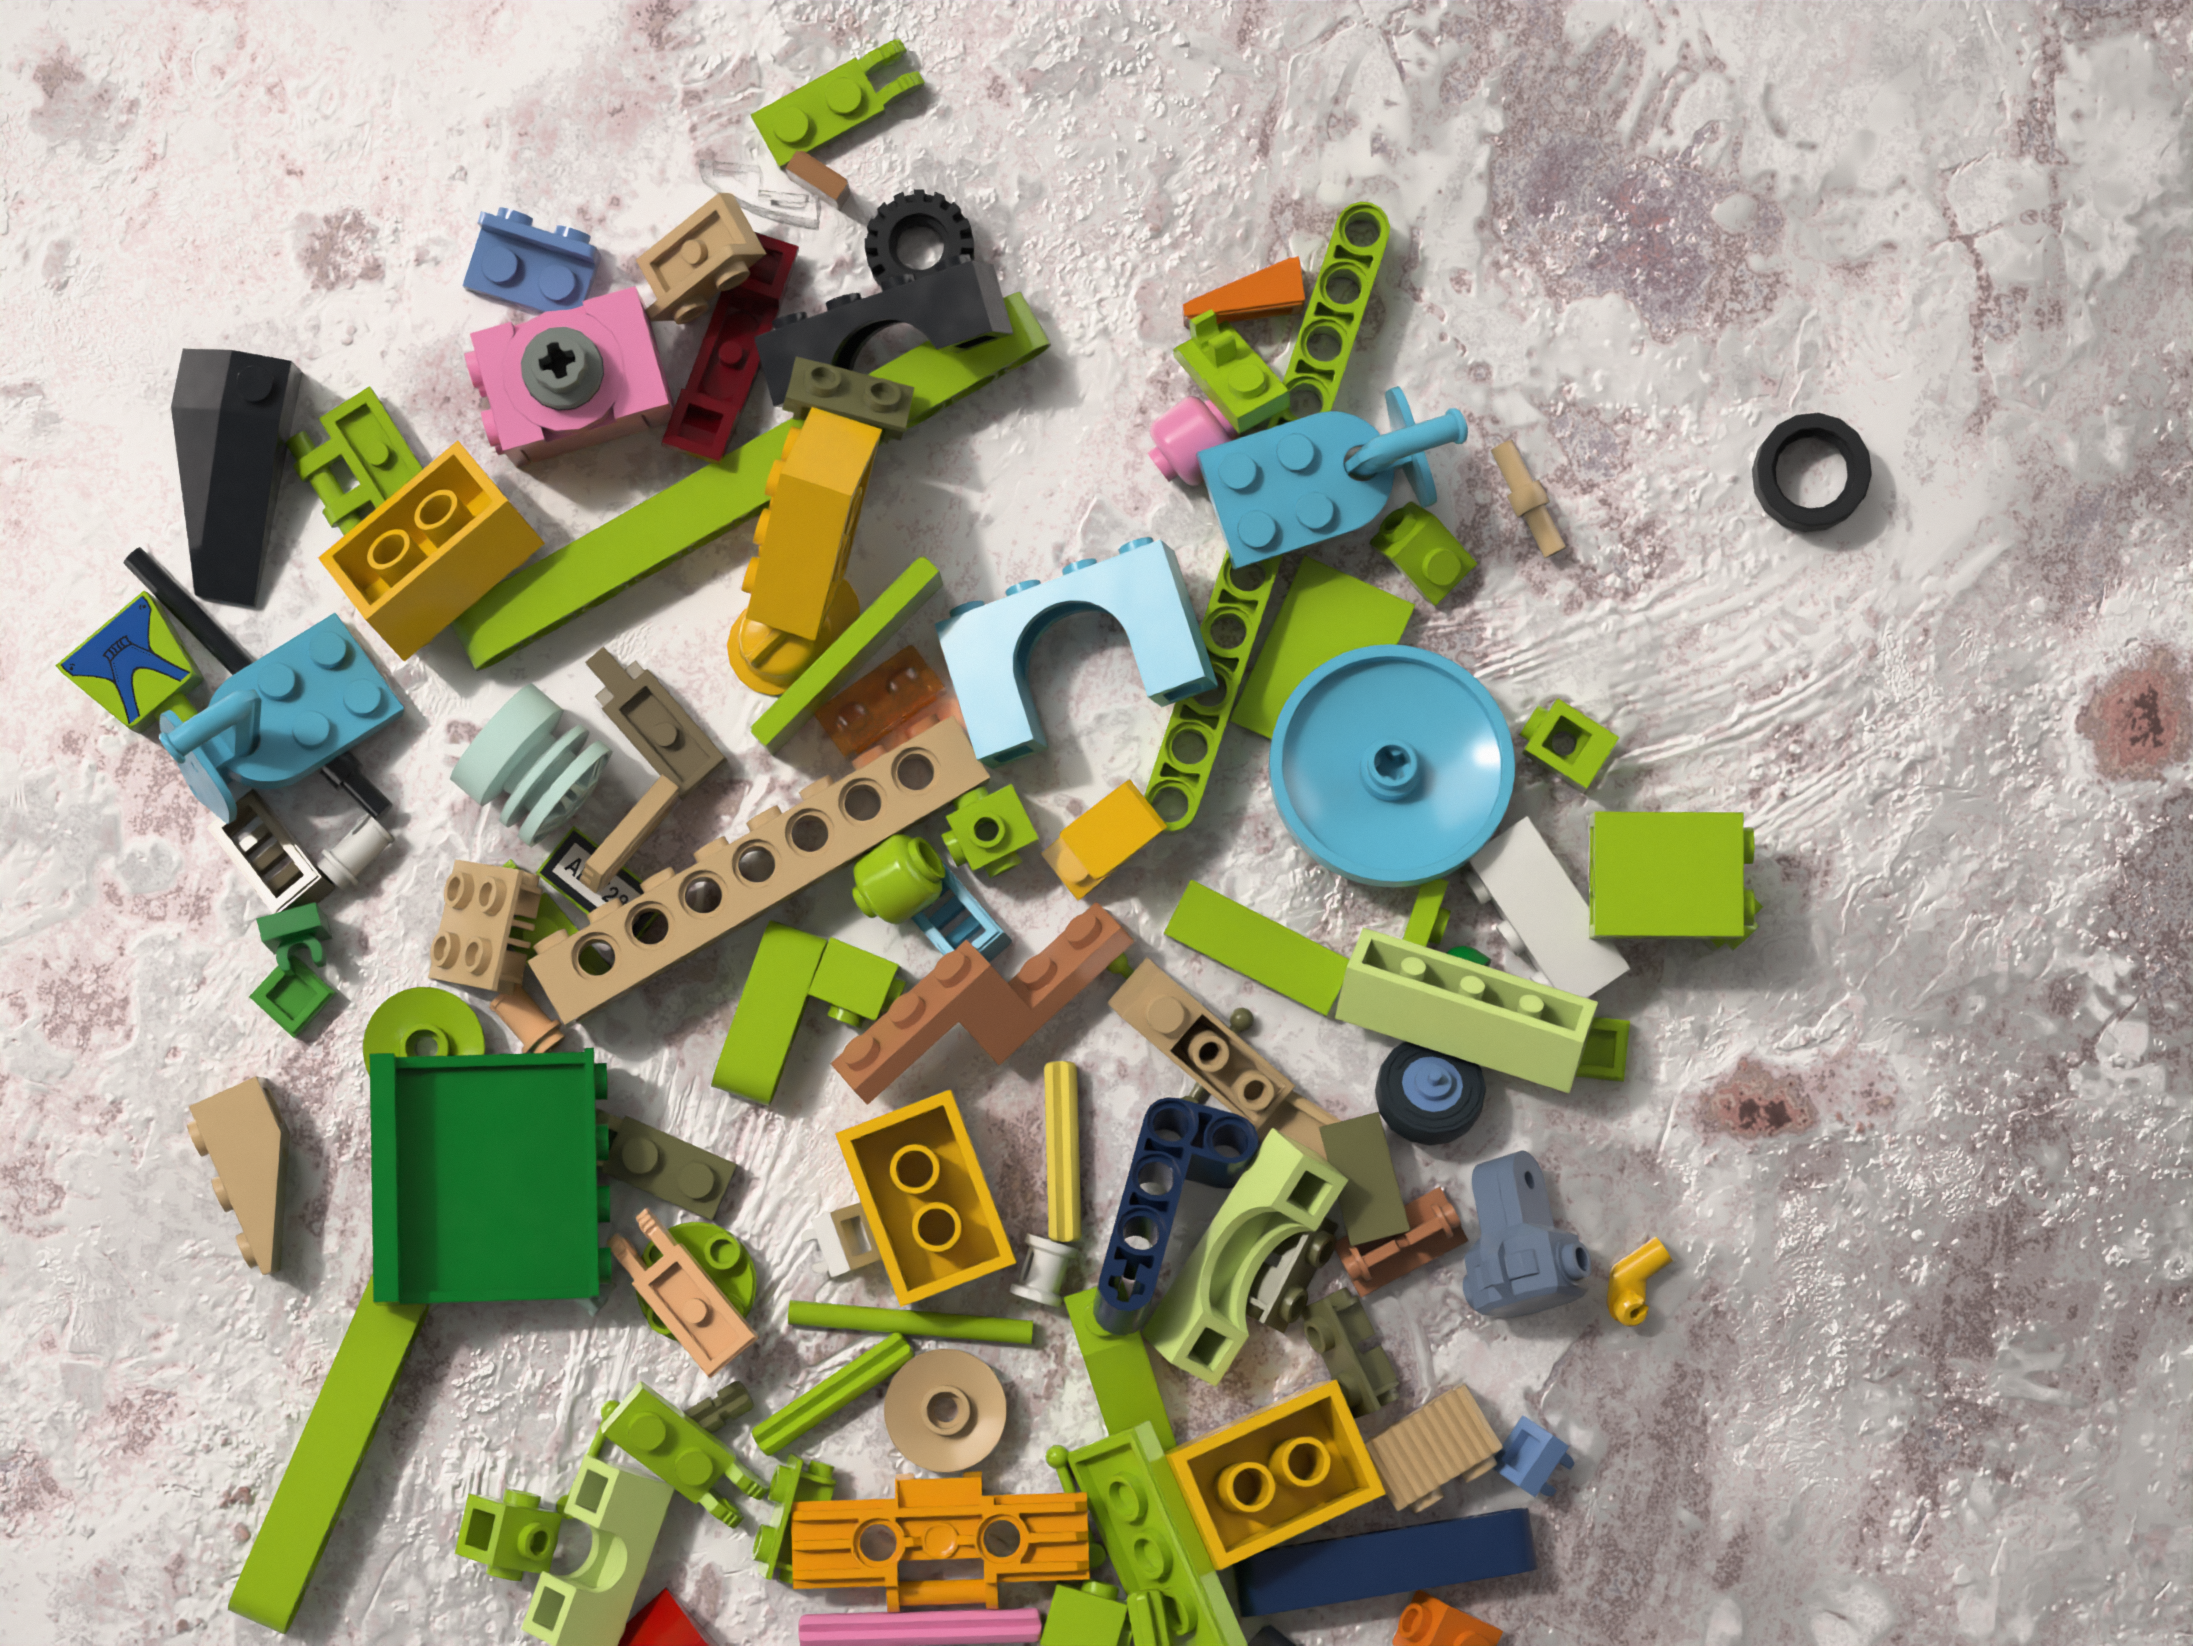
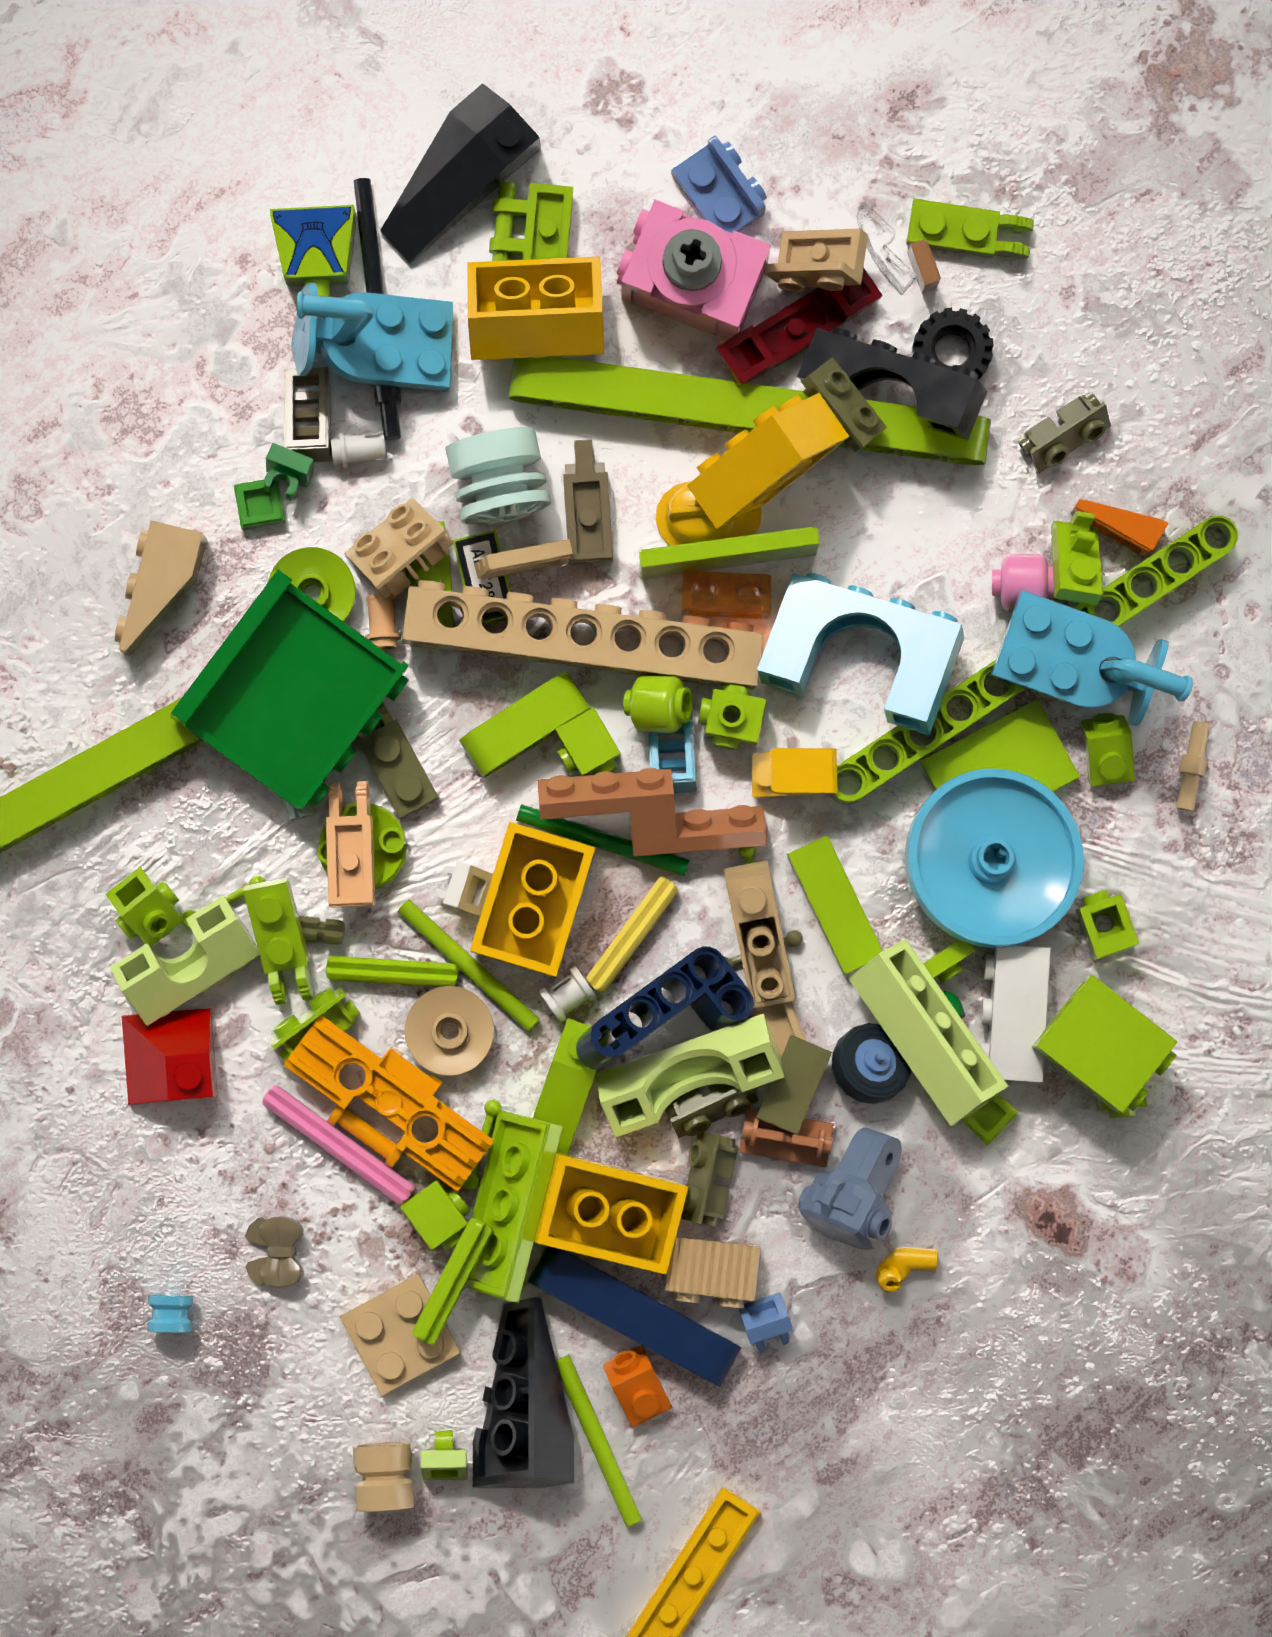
camera: 30 degrees right, 0 degrees up
(949, 1074) = (600, 839): none -> green bar
(1122, 217) = (1083, 422): none -> olive hinge

